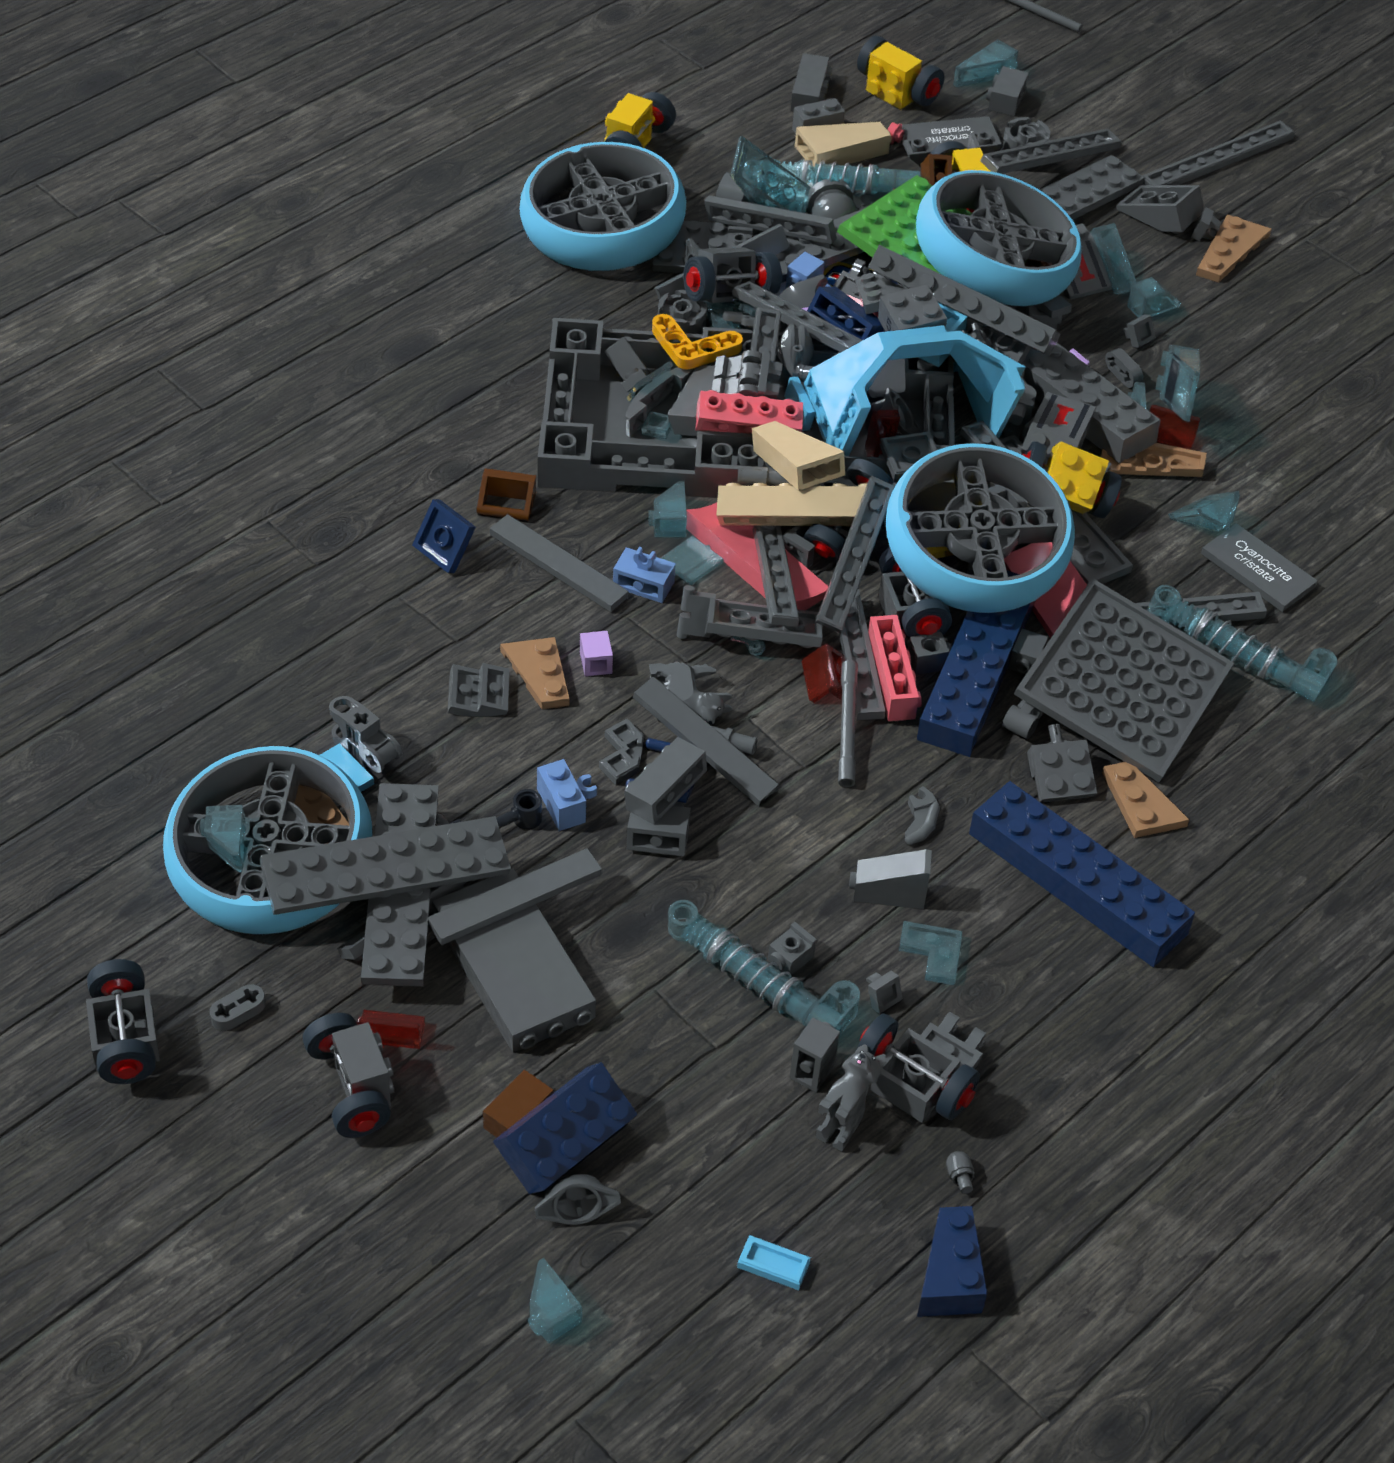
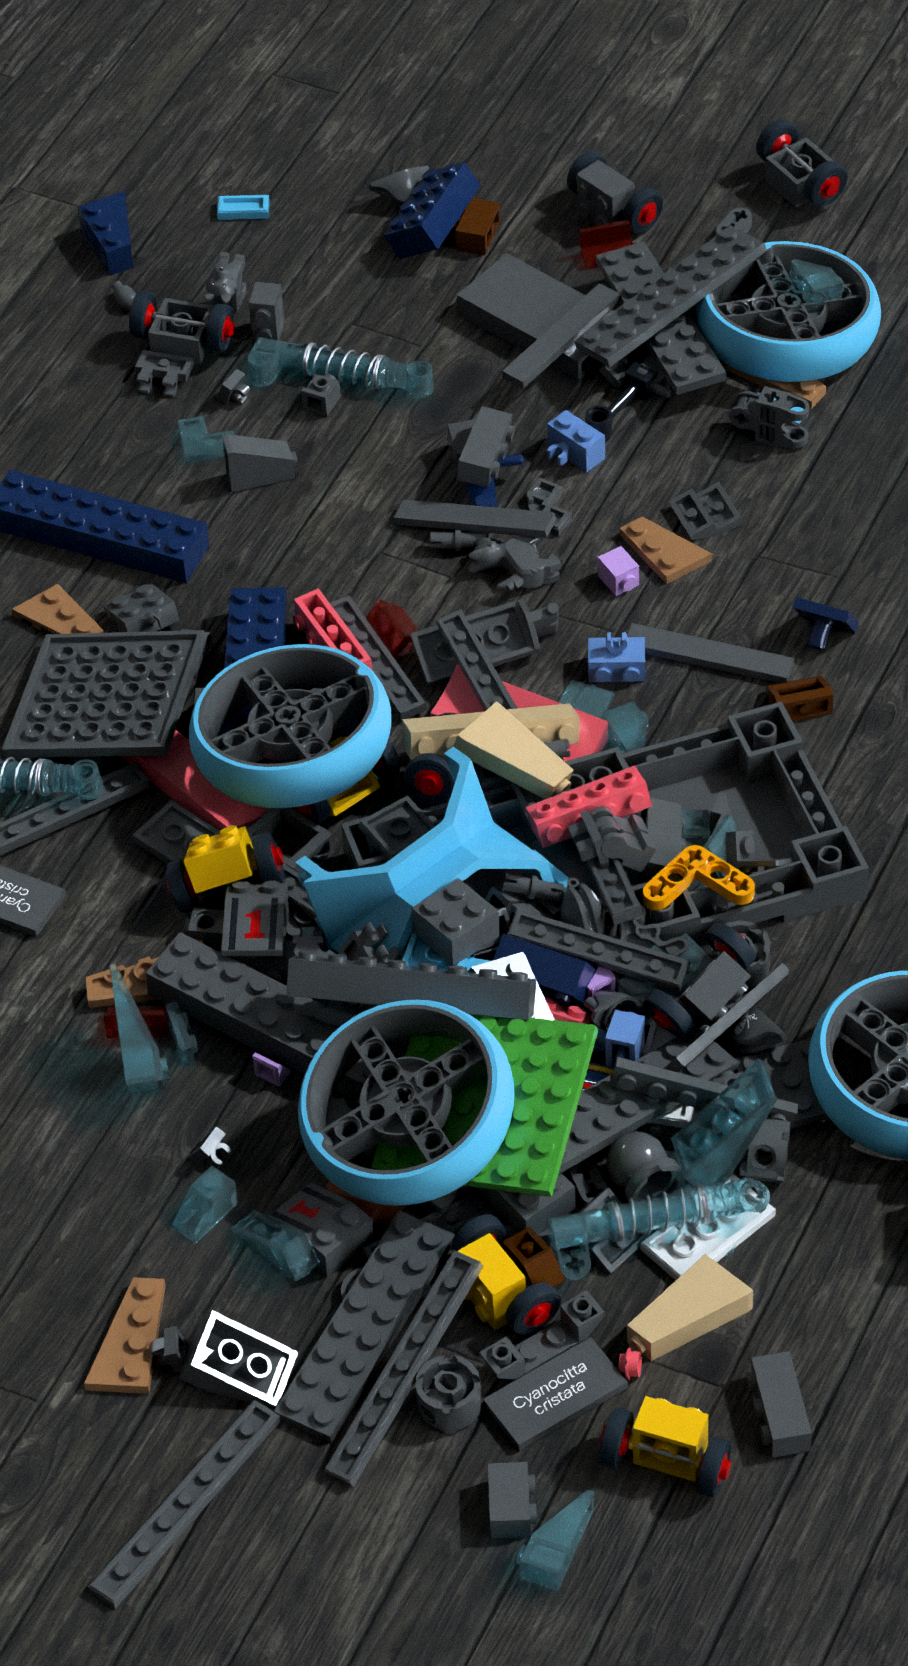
camera: 165 degrees right, 0 degrees up
(552, 1305) = (386, 130): clear light blue slope -> none
(818, 113) = (736, 1335): dark grey brick -> none
(847, 763) = (366, 607): dark grey piece -> none
(855, 554) = (408, 691): dark grey tile -> none
(925, 816) = (252, 541): dark grey piece -> none
(1124, 367) = (213, 1087): dark grey beam -> none
(1210, 512) = (70, 925): clear light blue slope -> none

